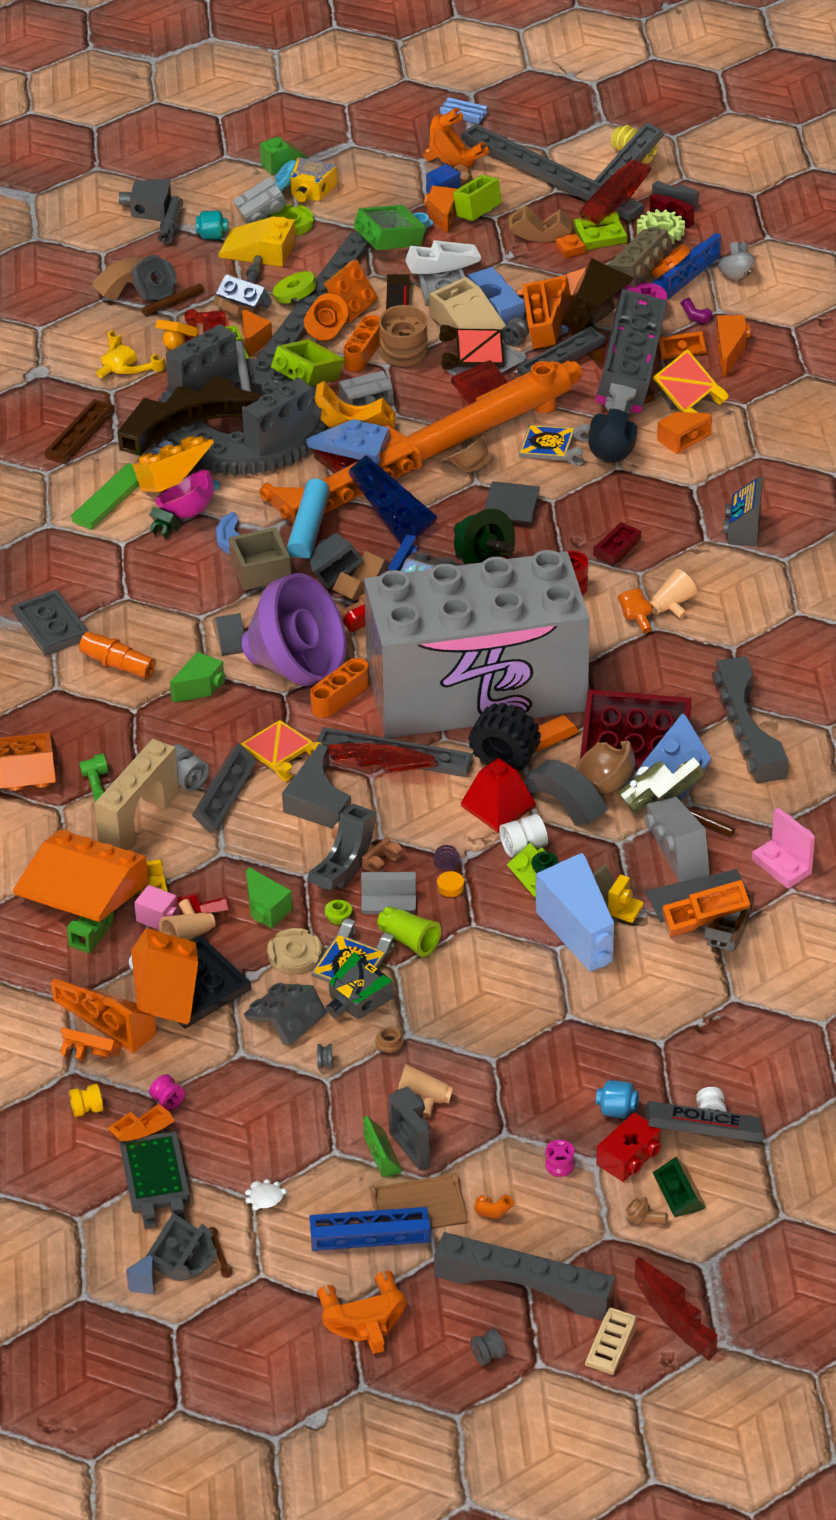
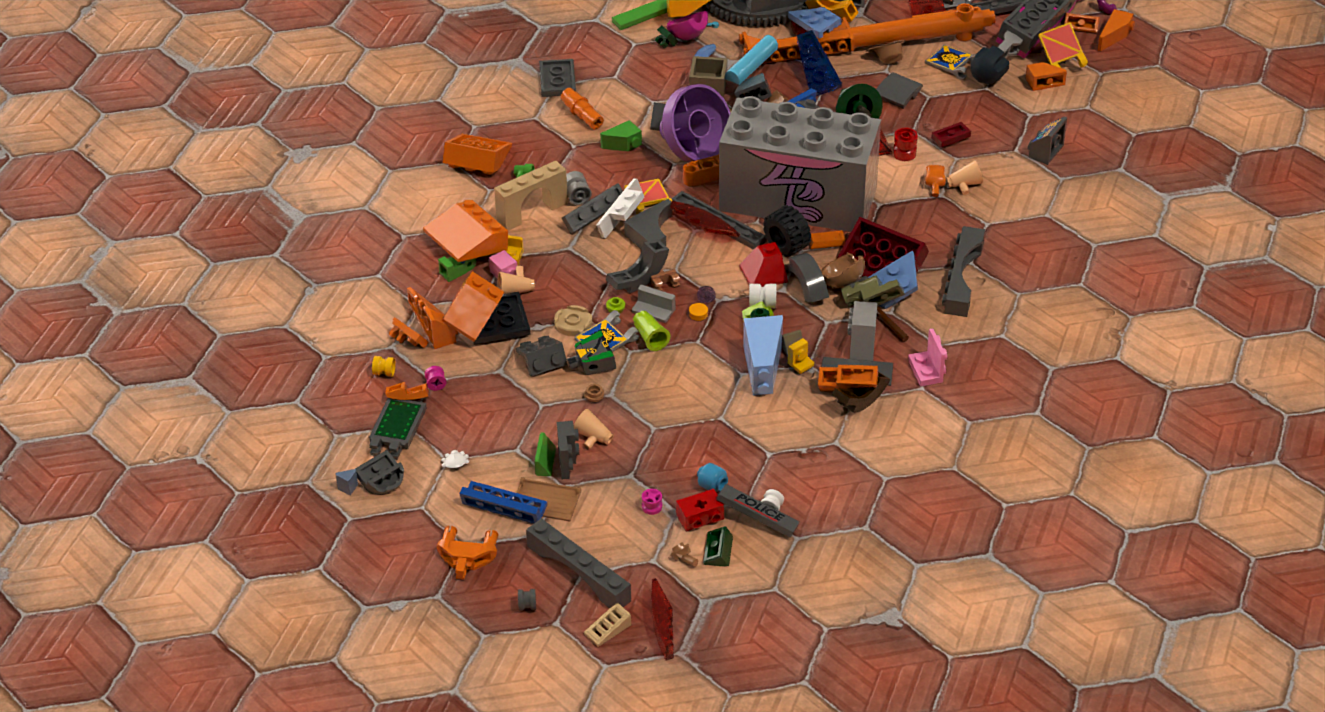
camera: 25 degrees right, 0 degrees up
(214, 905) = (530, 272): red slope -> none
(225, 1270) = (401, 496): reddish brown hinge -> none
(267, 899) = (574, 283): bright green slope -> none
(268, 776) = (621, 208): none -> white bracket
(324, 1056) = (546, 389): dark grey bush -> none
(493, 1210) = (589, 517): orange arm -> none

